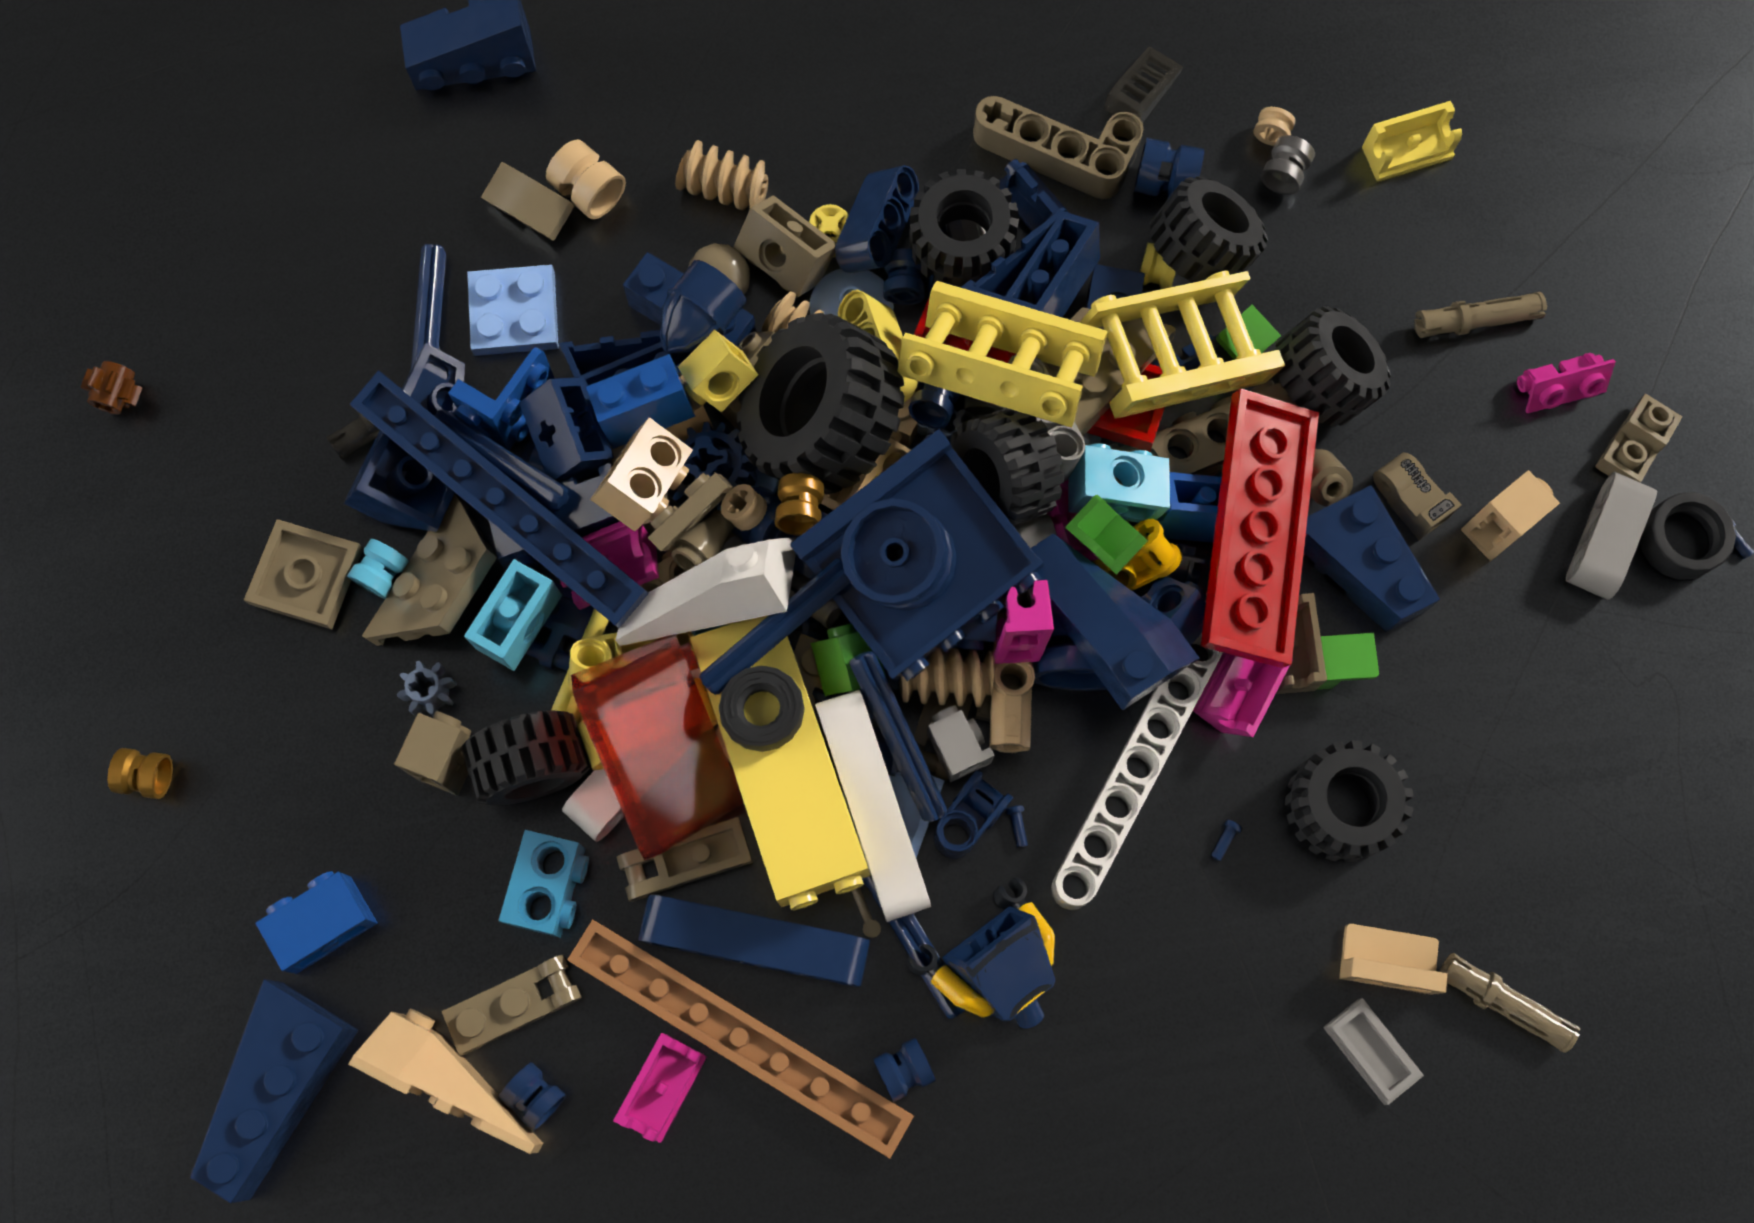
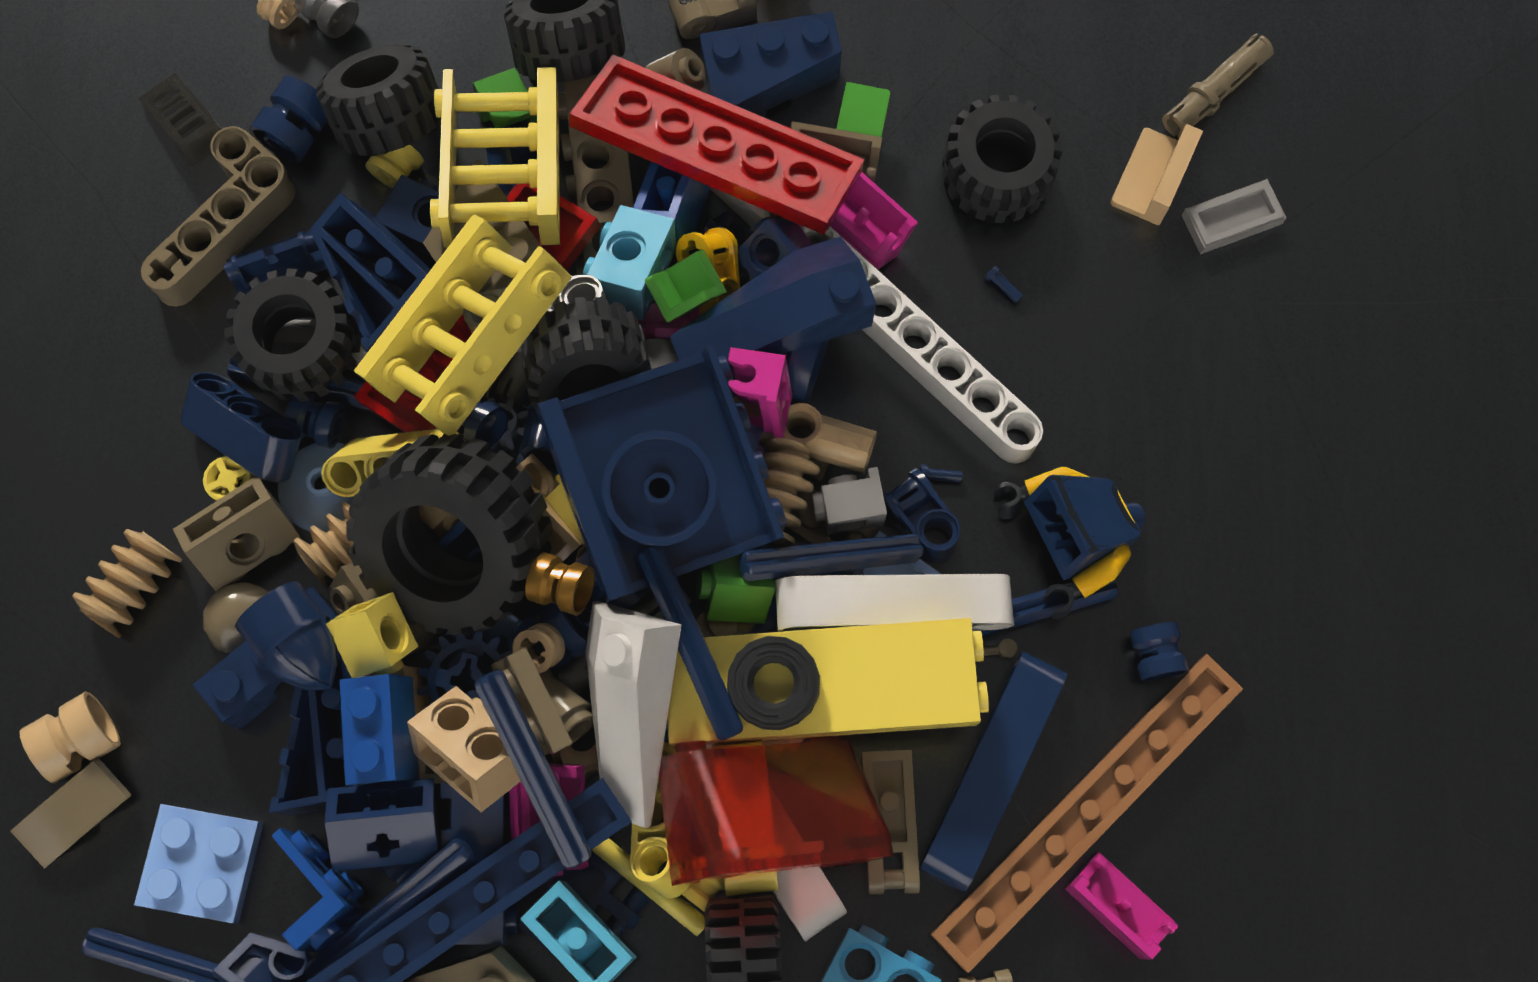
camera: 75 degrees left, 0 degrees up
(631, 525) = (533, 768): none -> dark blue axle

